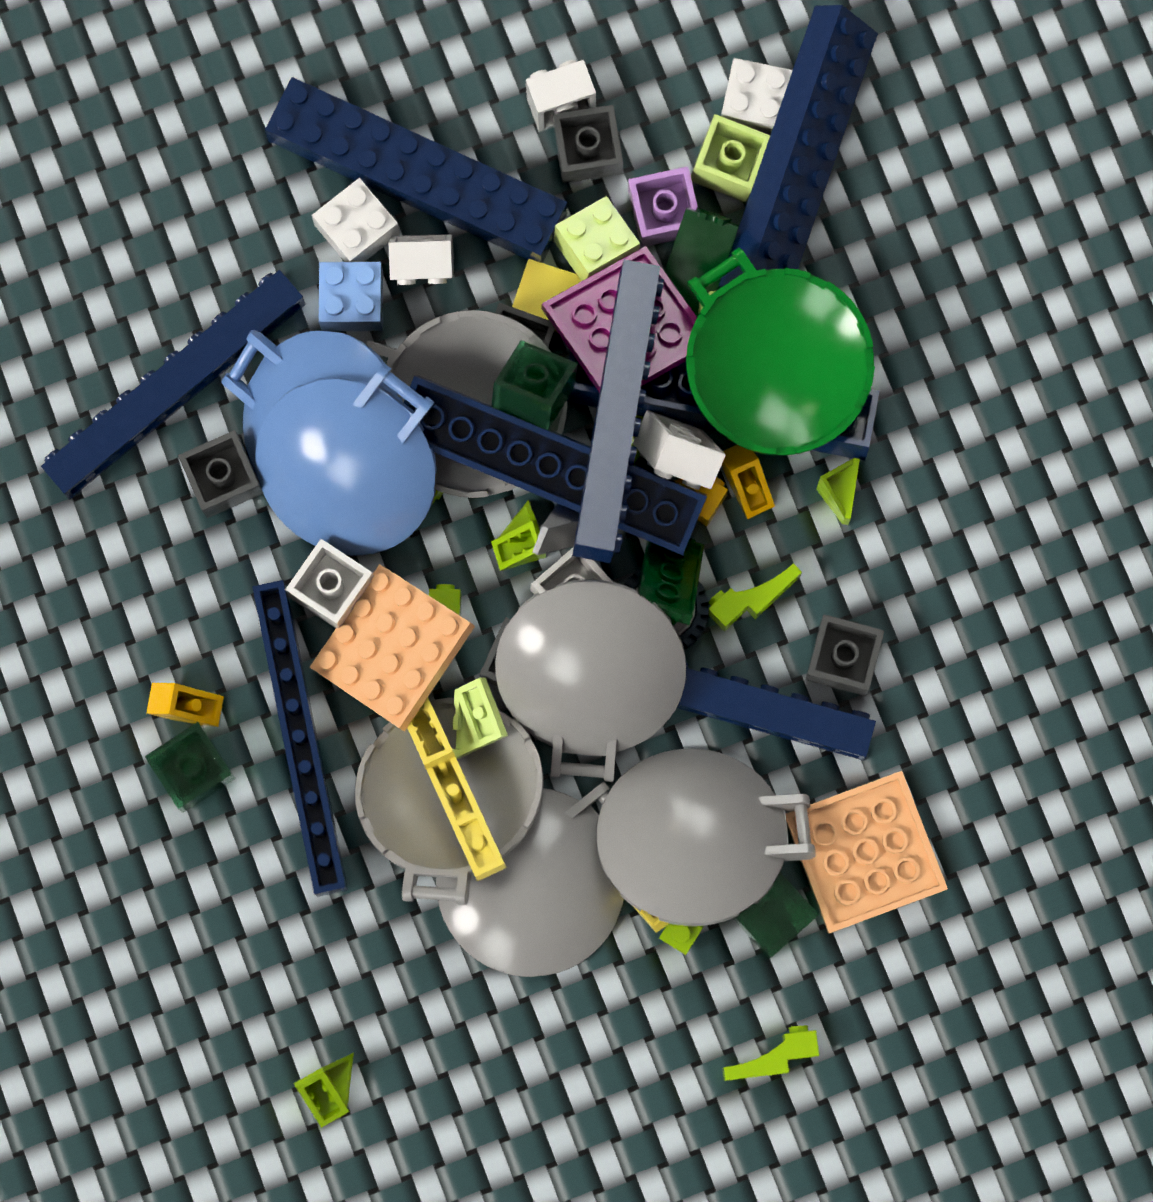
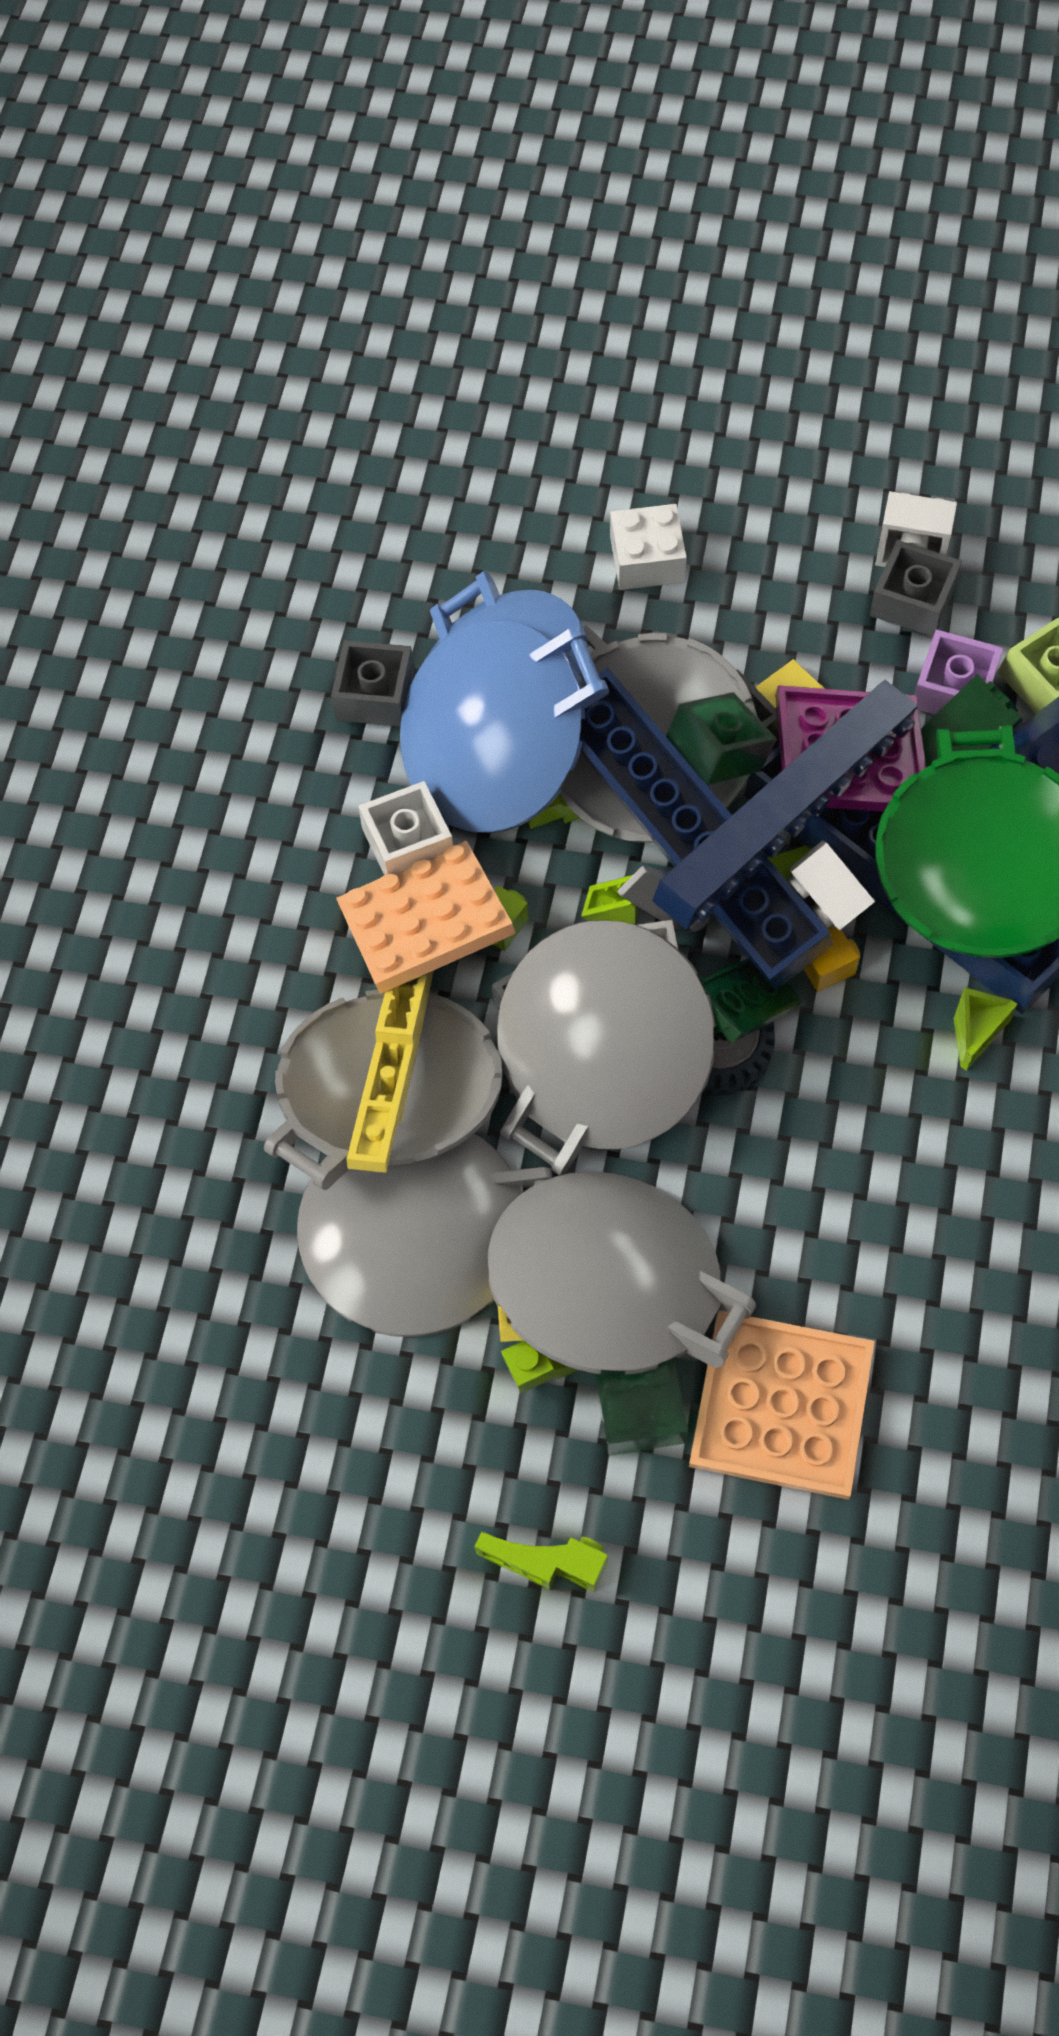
camera: 35 degrees right, 15 degrees down
(172, 385) = (377, 591): dark blue brick -> none
(184, 704) = (196, 863): yellow slope -> none
(190, 767) = (157, 918): clear green brick -> none
(300, 739) = (276, 957): dark blue brick -> none
(328, 1090) = (66, 1300): lime slope -> none
(350, 296) = (606, 597): light blue brick -> none
(416, 170) = (738, 535): dark blue brick -> none
(421, 258) = (689, 597): white brick -> none
(476, 718) = (460, 1027): yellowish green wing -> none
(594, 238) = (866, 659): yellowish green brick -> none
(730, 606) = (794, 1075): lime slope -> none
(747, 481) = (885, 966): yellow slope -> none
(776, 713) = (772, 1204): dark blue brick -> none
(844, 655) = (883, 1186): dark grey brick -> none

